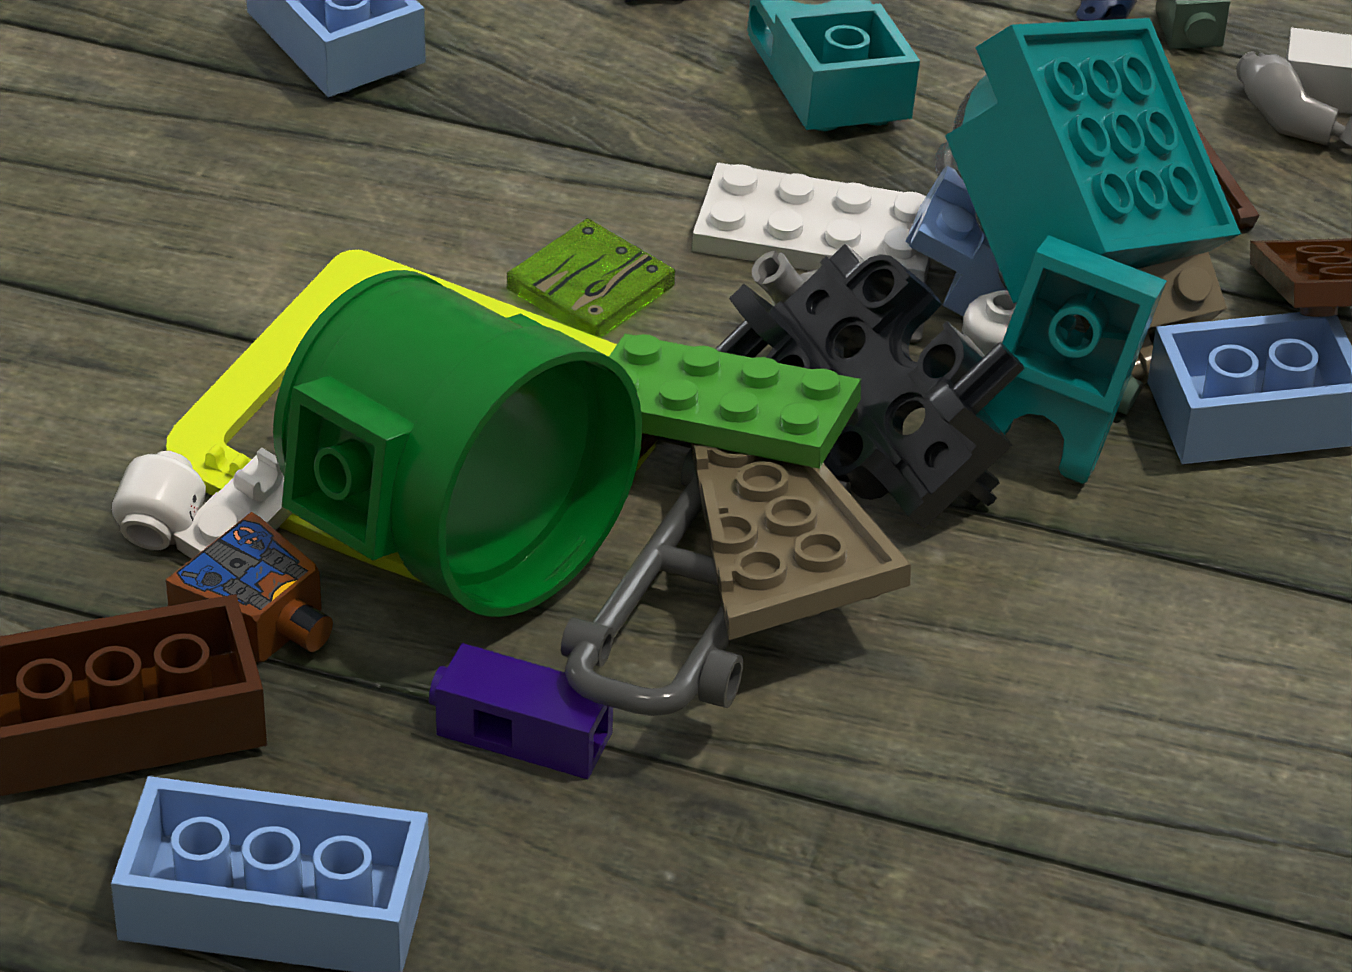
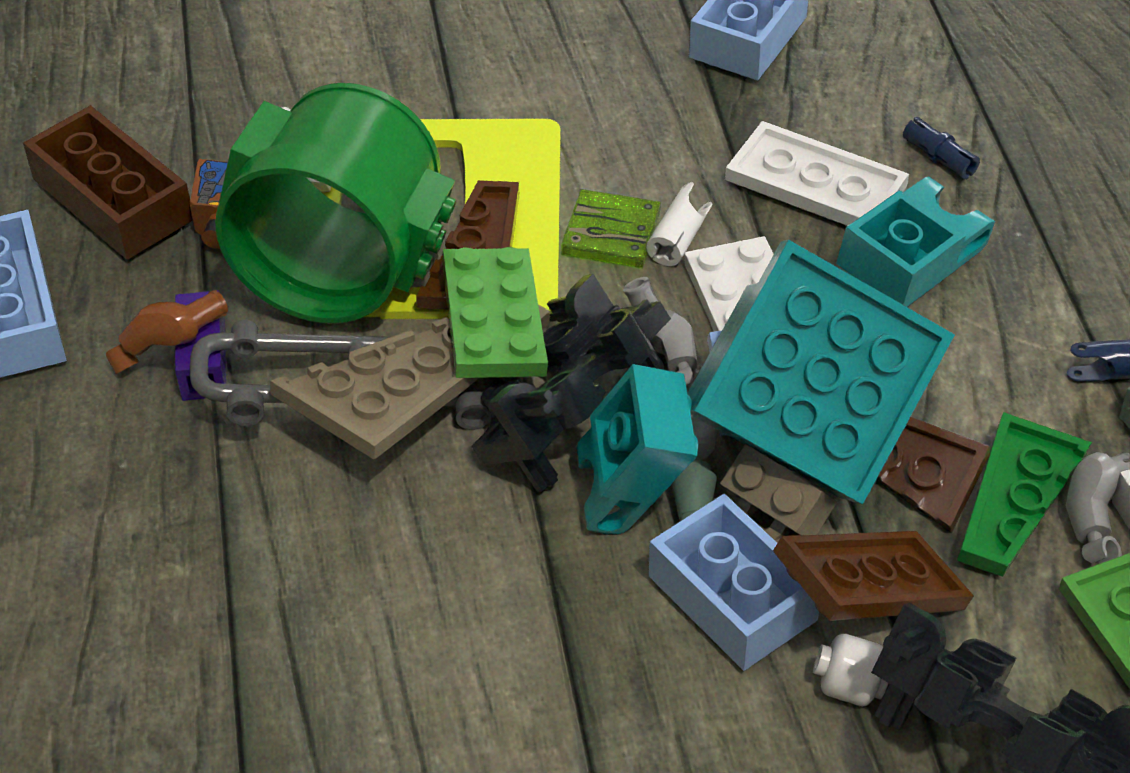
camera: 65 degrees right, 5 degrees up
(503, 716) = (165, 325): none -> dark orange arm
(645, 219) = (676, 229): none -> white piece
(648, 85) = (812, 174): none -> white plate
(1257, 158) = (1017, 489): none -> green wing

